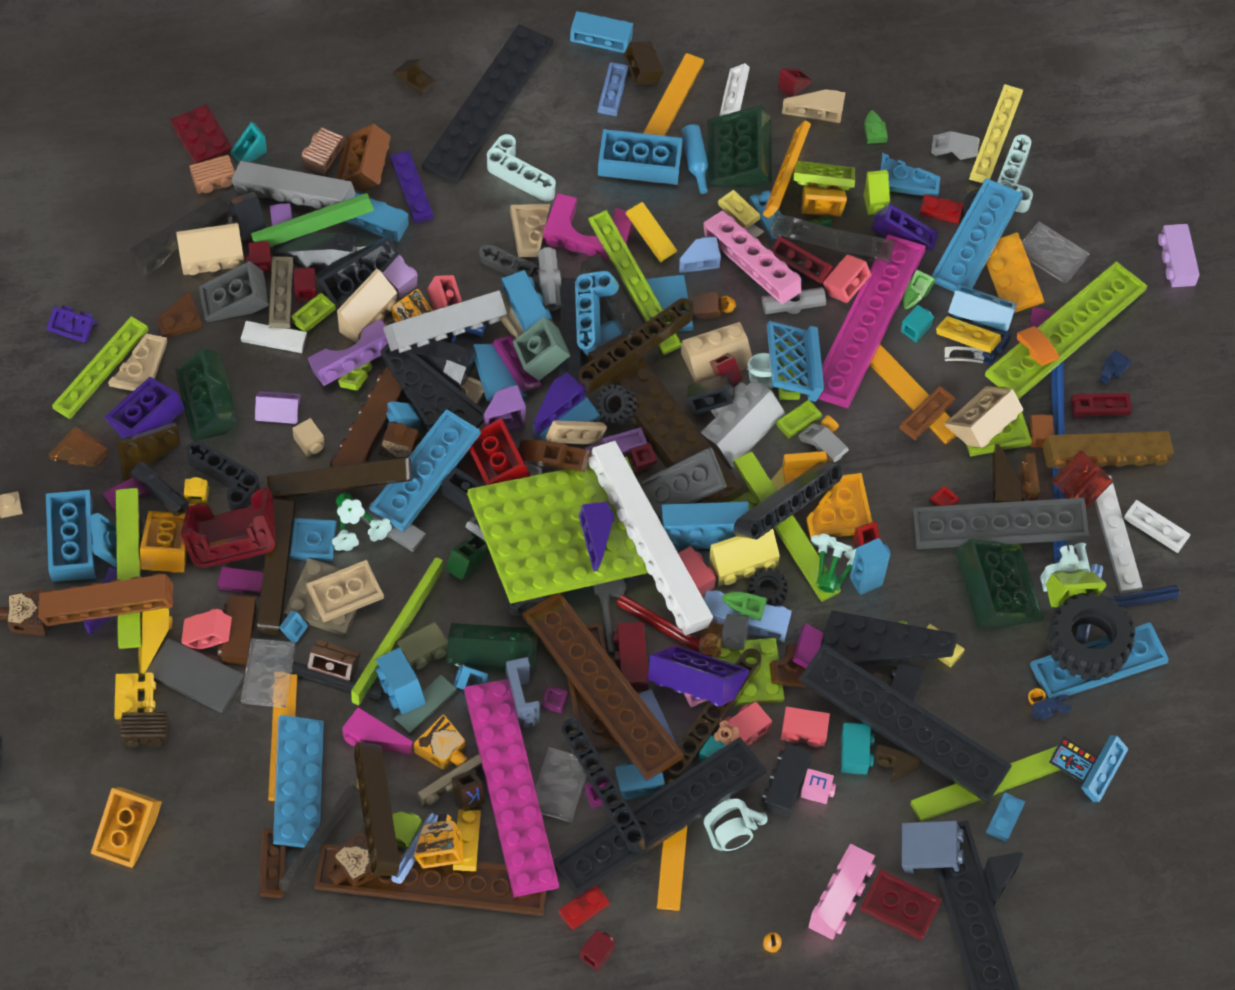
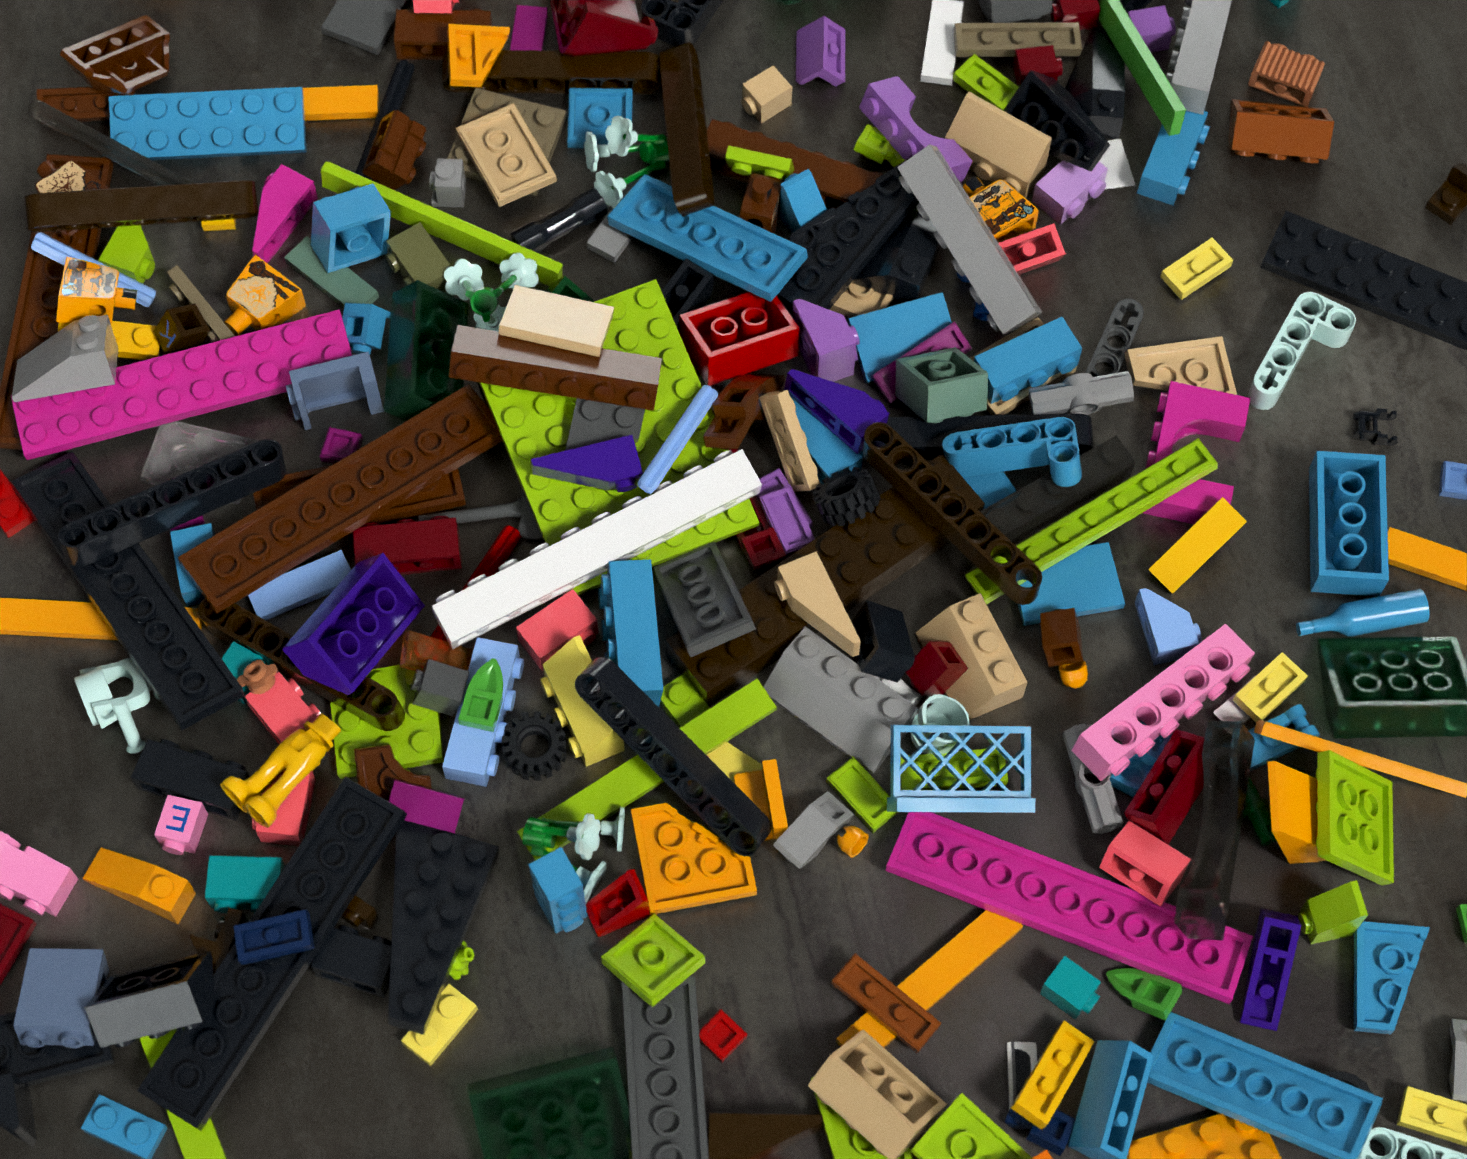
camera: 90 degrees right, 5 degrees up
(242, 831) = (122, 56): none -> reddish brown wedge
(268, 603) = (473, 52): none -> light orange wing
(268, 673) = (373, 72): clear plate -> none
(293, 626) = (451, 100): dark azure plate -> none
(361, 629) = (448, 183): none -> light grey brick
(379, 427) = (747, 161): none -> lime plate
(389, 552) = (579, 212): none -> black axle
(411, 187) = (1242, 202): dark purple plate -> none
(459, 214) = (1196, 268): none -> light yellow plate
(467, 603) = (466, 282): none -> light aqua plant
(496, 853) = (69, 361): none -> light grey slope
(504, 538) = (556, 320): none -> tan tile
(536, 542) = (526, 365): none -> reddish brown brick
(568, 527) = (601, 422): none -> dark grey wing
(578, 139) = (1375, 435): none -> black piece
(582, 483) = (677, 439): none -> light blue axle
(687, 420) = (815, 600): none -> tan slope
(782, 708) = (297, 756): none -> yellow piece
(854, 810) = (141, 884): none -> light orange slope
(902, 715) = (273, 937): none -> dark blue plate
(904, 528) = (653, 960): none -> lime tile
(936, 787) = (153, 1000): none -> slope
(941, 209) = (1329, 1035): red plate -> none

